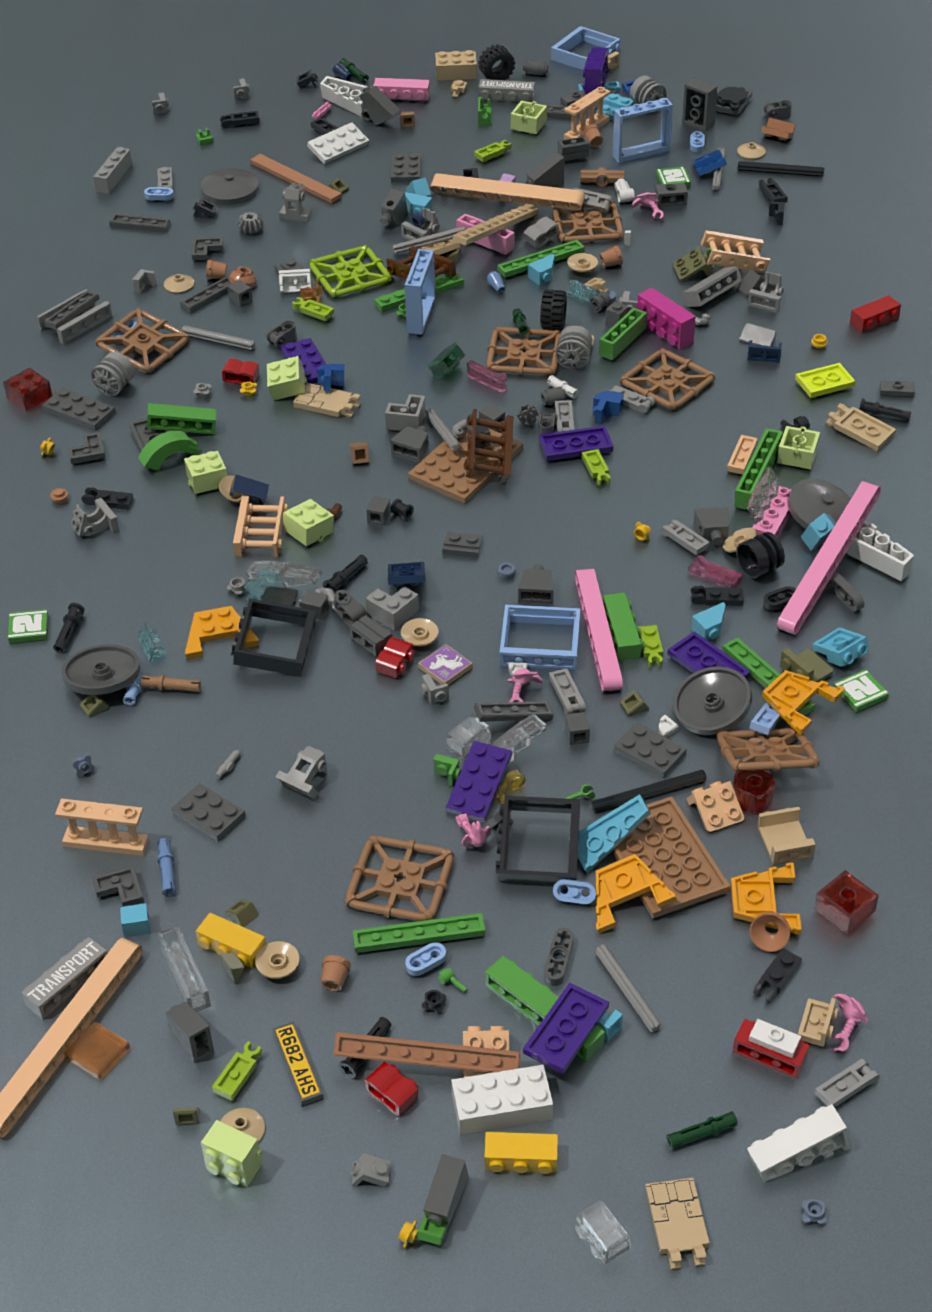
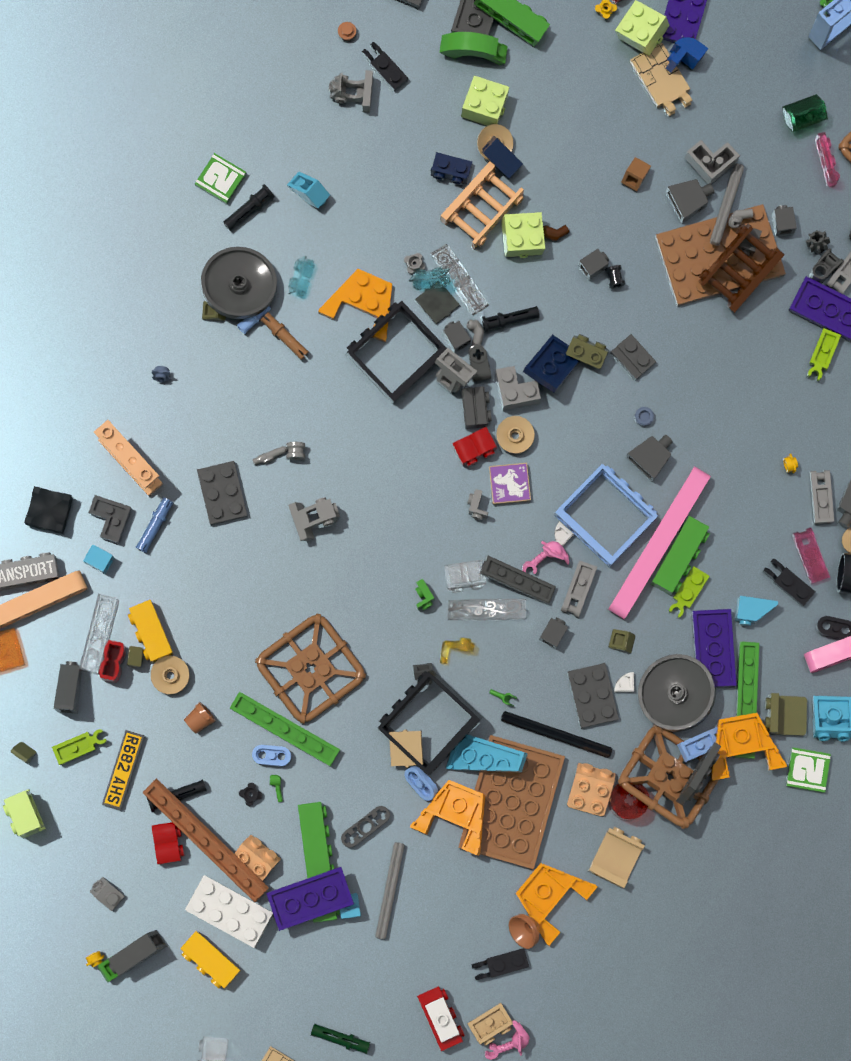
camera: 35 degrees right, 35 degrees up
(56, 914) = (48, 510): none -> black brick
(110, 589) = (309, 189): none -> medium azure slope
(215, 522) = (451, 168): none -> dark blue bracket
(215, 980) = (114, 655): none -> red brick
(242, 912) = (179, 608): olive slope -> none
(248, 745) = (295, 451): none -> light grey wheel
(252, 1121) = (61, 793): tan dish -> none
(333, 610) = (453, 371): none -> light grey tile
(425, 553) = (587, 351): none -> olive bracket
(475, 834) = (391, 679): bright pink piece -> none
(479, 781) = (436, 626): dark purple plate -> none
(538, 862) = (411, 742): none -> tan piece
(788, 723) = (700, 773): none -> dark grey plate
(846, 902) = (600, 951): clear red brick -> none

